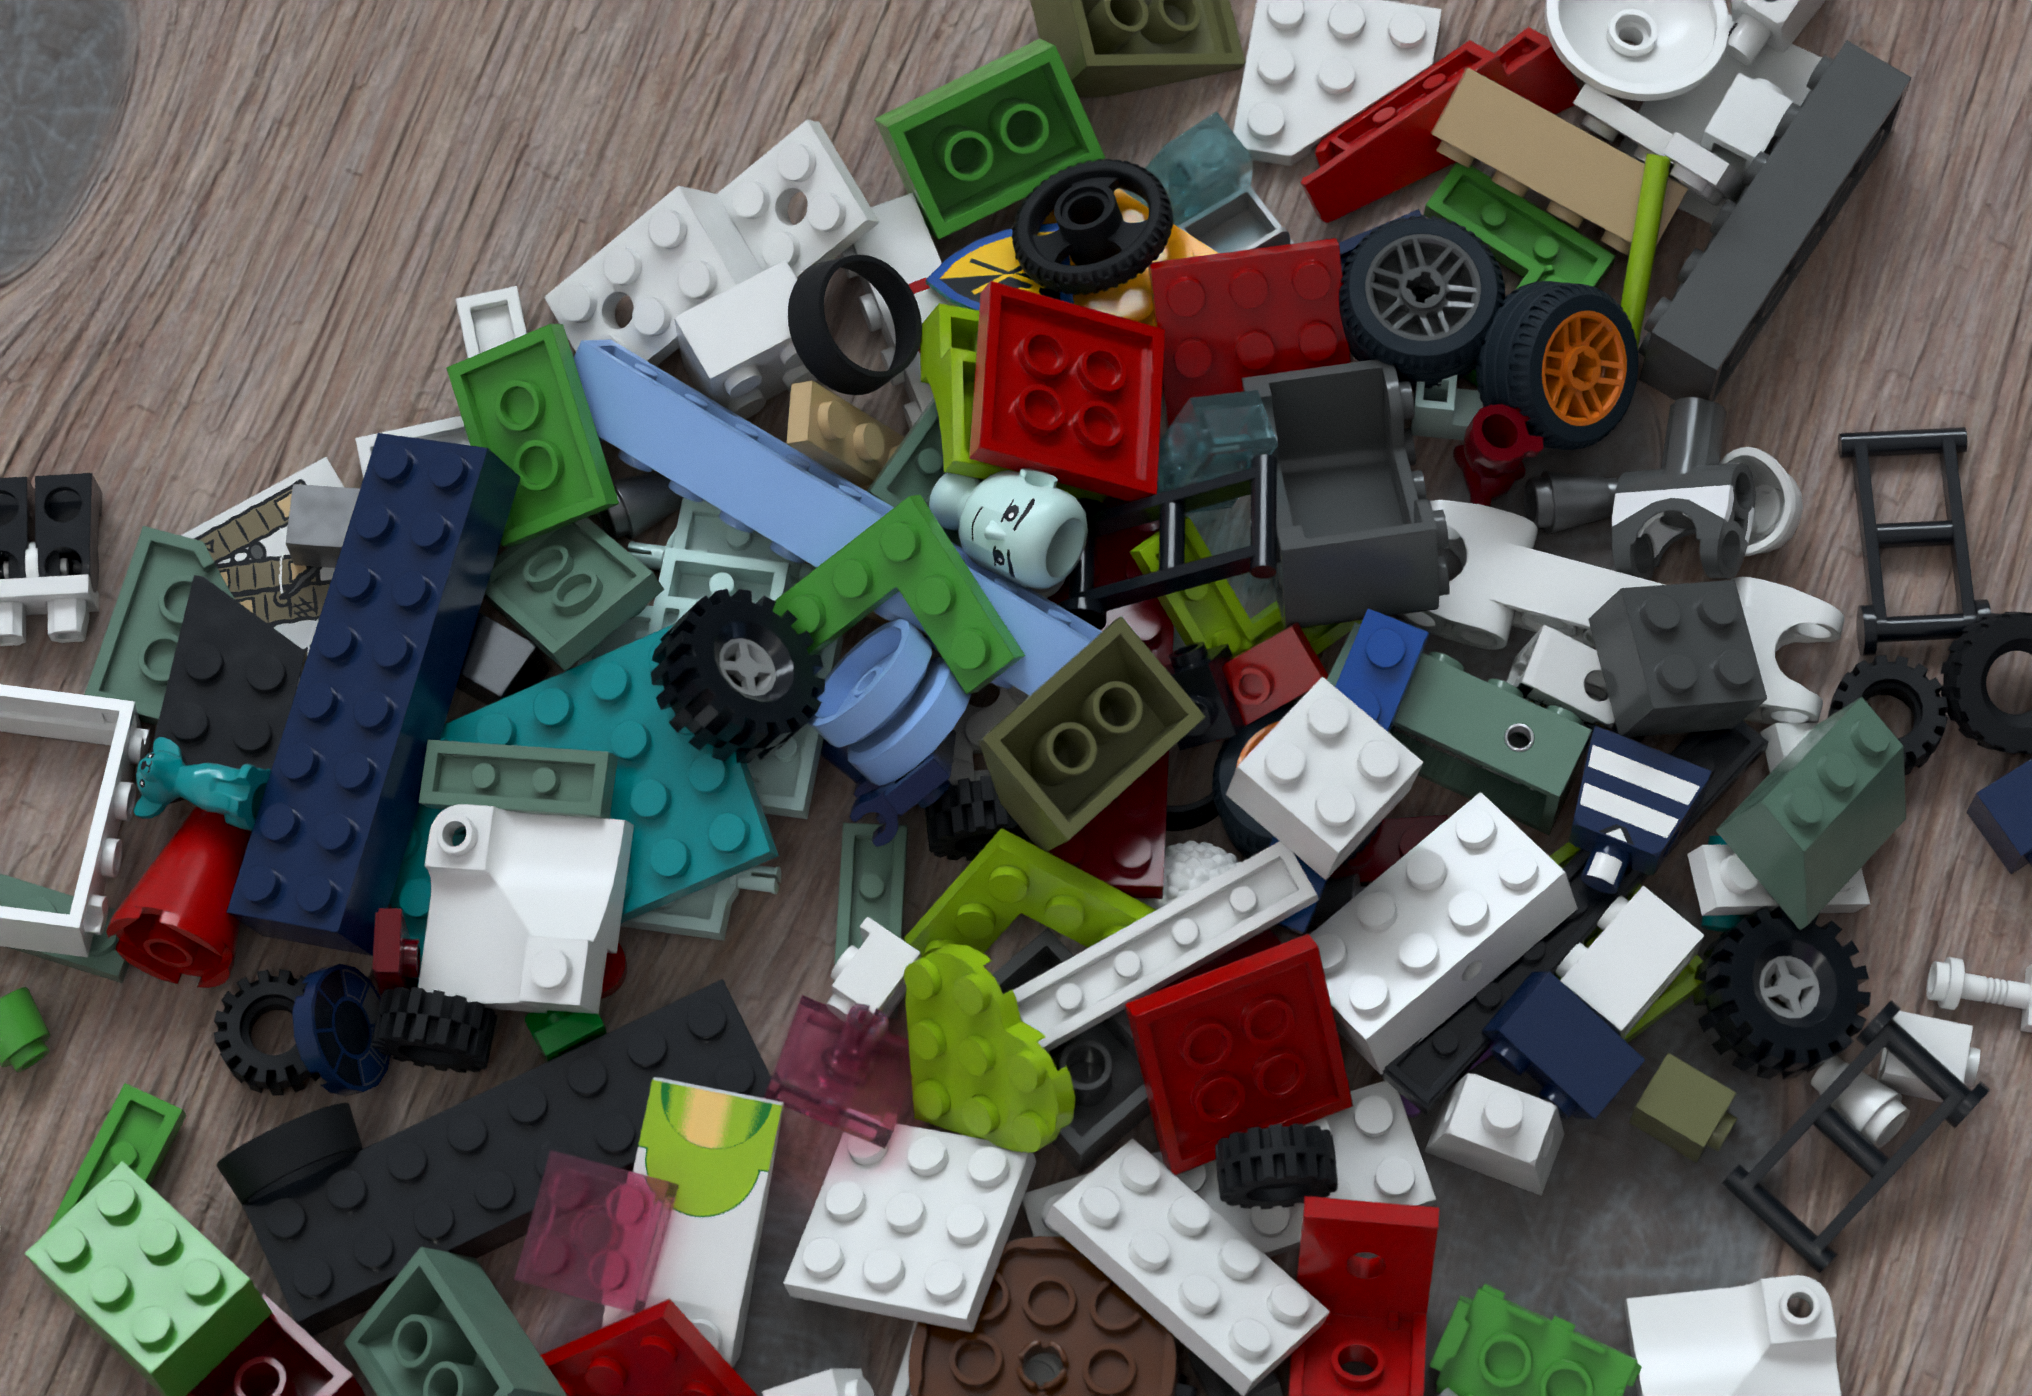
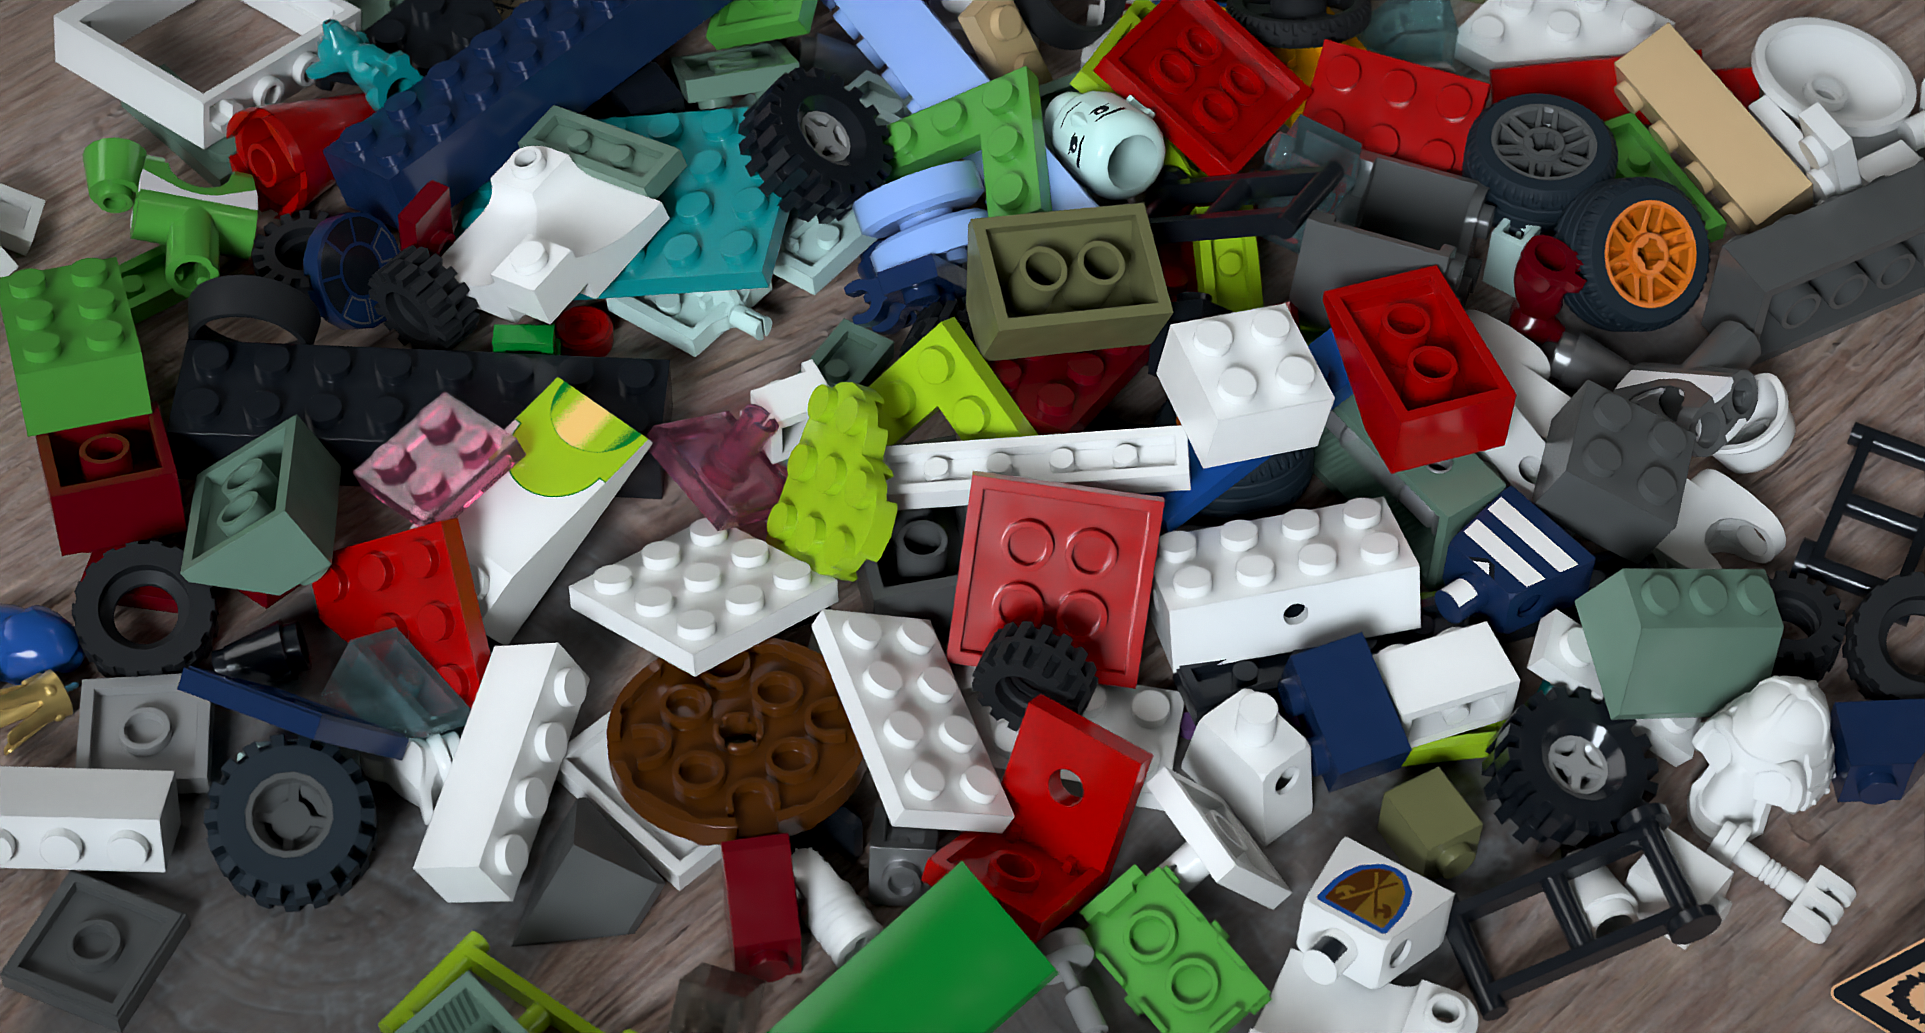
camera: 25 degrees right, 20 degrees down
(144, 1056) = (194, 222): none -> bright green connector
(1462, 660) = (1419, 369): none -> red slope
(1513, 1237) = (1214, 842): none -> white tile
(1644, 240) = (1749, 214): lime piece -> none
(1682, 1241) = (1369, 918): none -> white torso
(1937, 878) = (1761, 754): none -> white head

